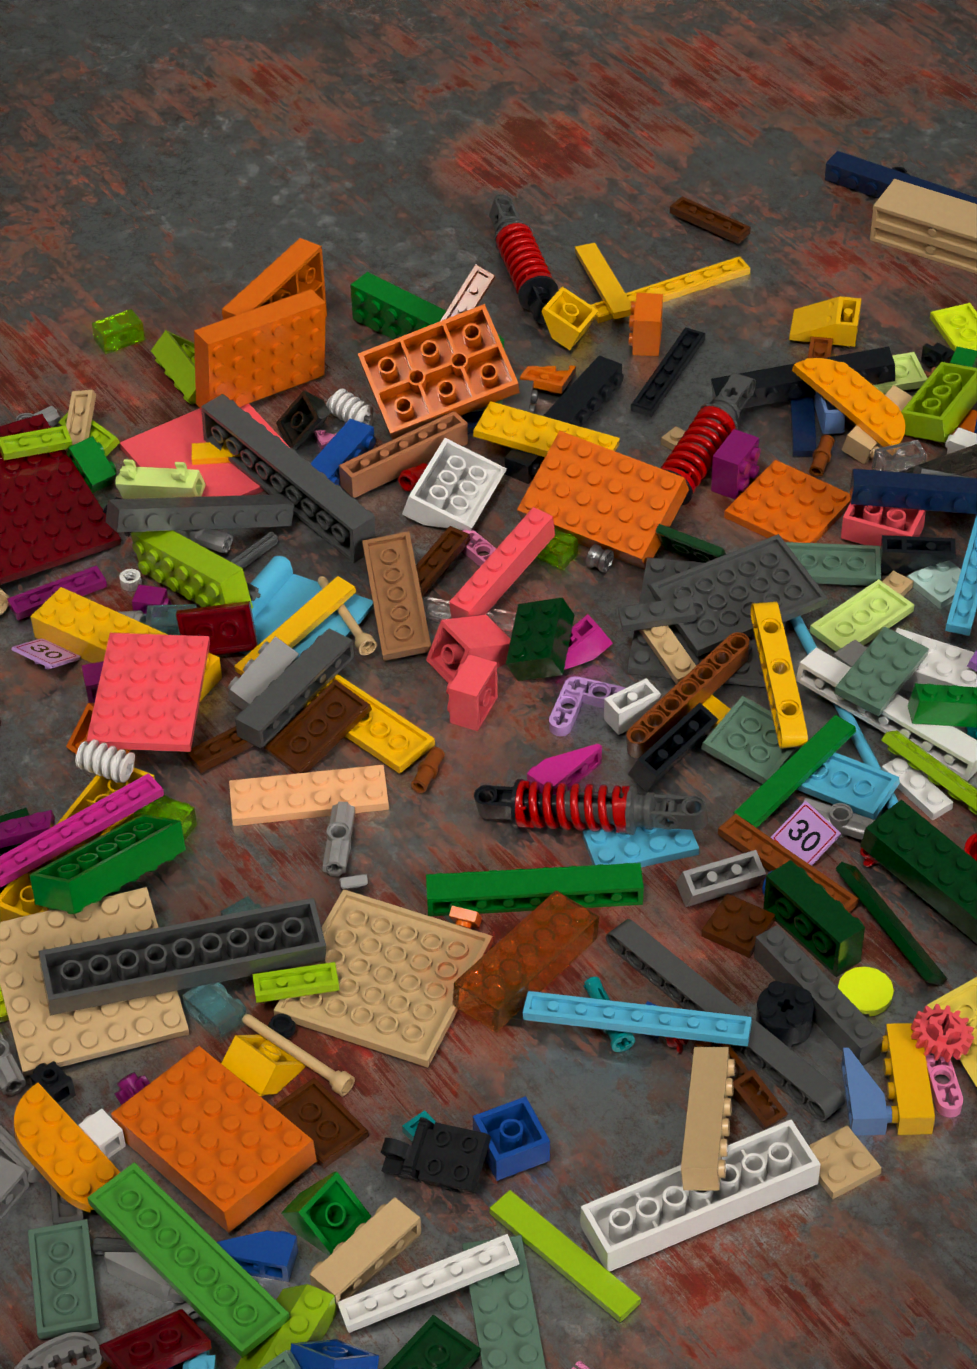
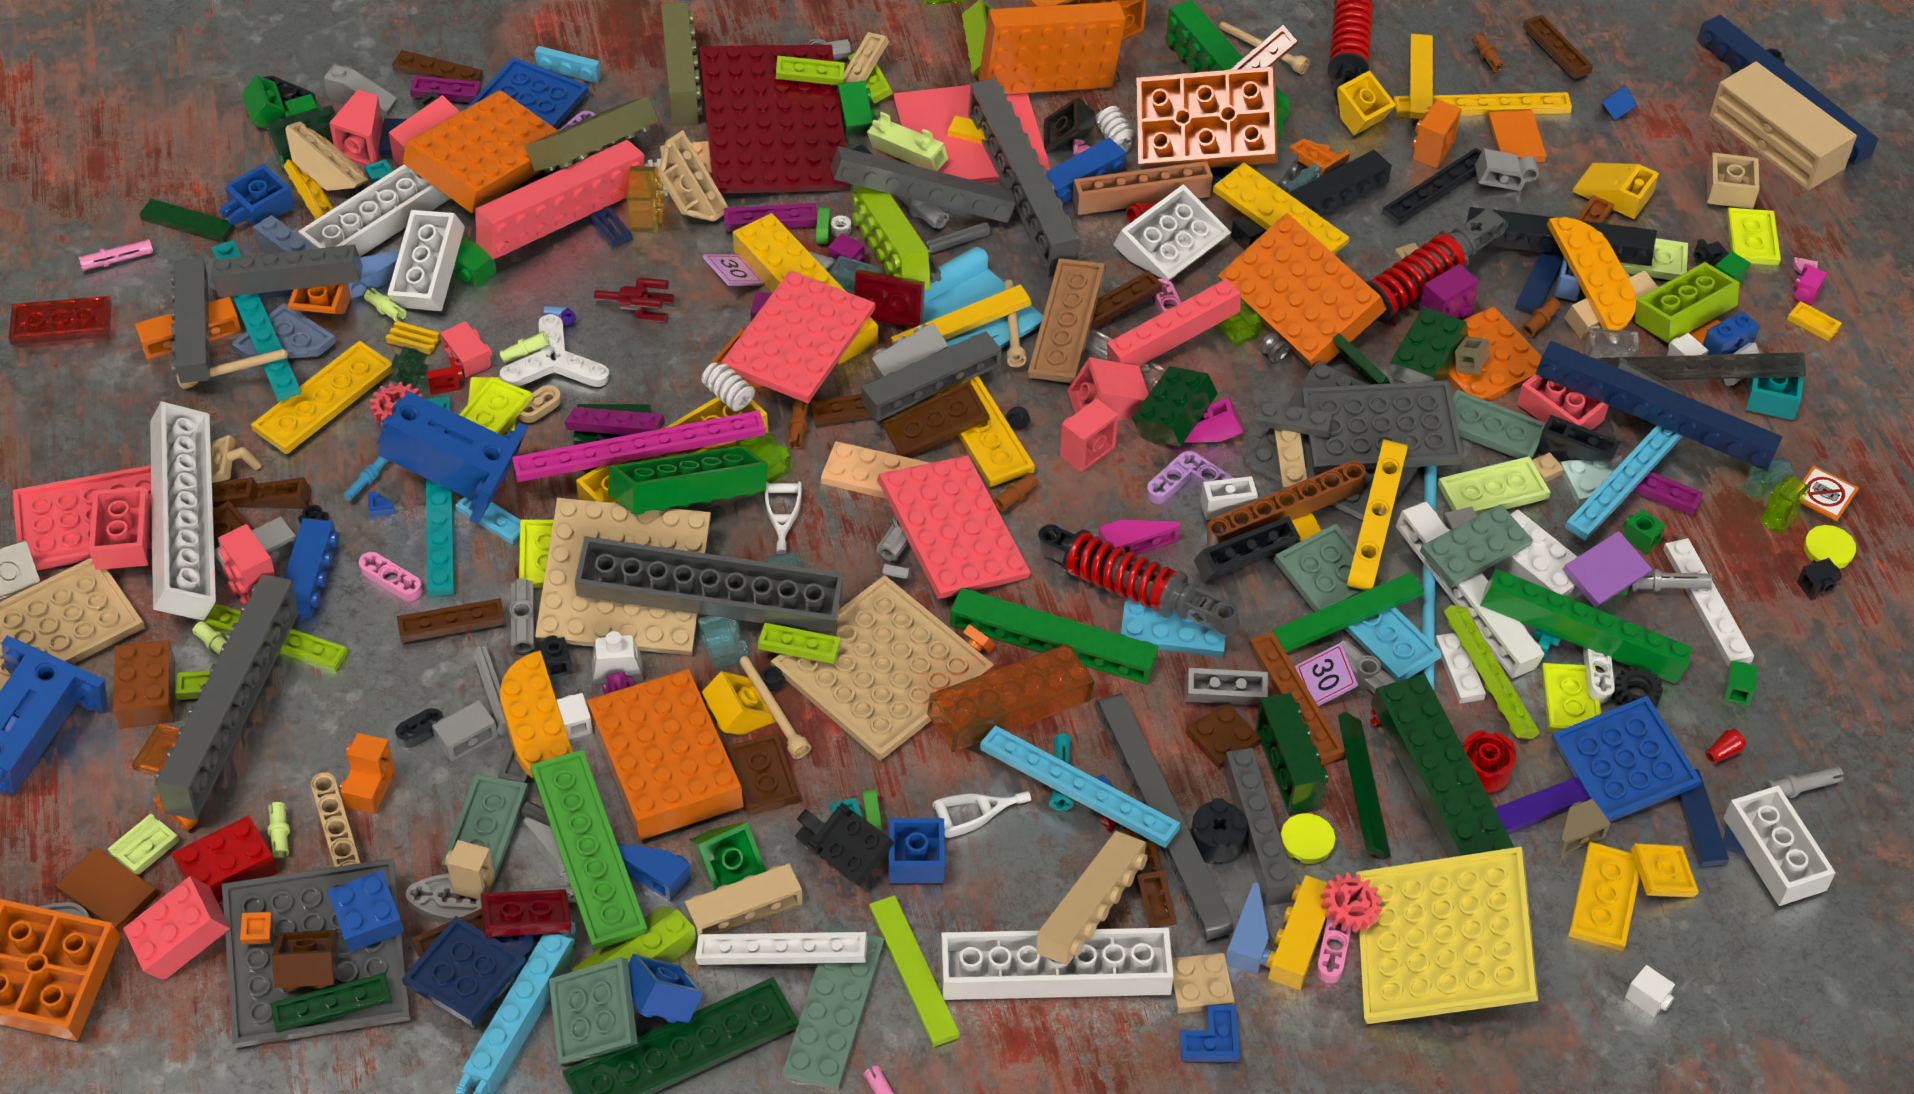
camera: 20 degrees right, 5 degrees up
(76, 1326) = (470, 869): none -> tan brick
(114, 584) = (823, 225): none -> bright green beam
(114, 1061) = (616, 655): none -> white torso
(184, 778) = (797, 425): none -> dark orange pin
(211, 873) = (786, 519): none -> white piece
(387, 820) = (953, 526): none -> coral plate
(395, 700) = (1018, 418): none -> black plate
(443, 1112) = (871, 808): none -> bright green beam
(489, 300) = (1298, 63): none -> tan piece
(548, 399) = (1305, 176): none -> clear light blue plate
(550, 1070) = (985, 805): none -> white piece
(652, 242) = (1488, 52): none -> dark orange pin
(715, 307) = (1517, 133): none -> orange tile
(723, 338) = (1505, 169): none -> light grey hinge
(742, 511) = (1428, 347): none -> dark green brick
(784, 506) = (1472, 355): none -> dark tan brick
(789, 250) = (1619, 102): none -> blue panel
(885, 1209) = (1216, 1043): none -> blue plate
(924, 287) = (1732, 180): none -> tan brick

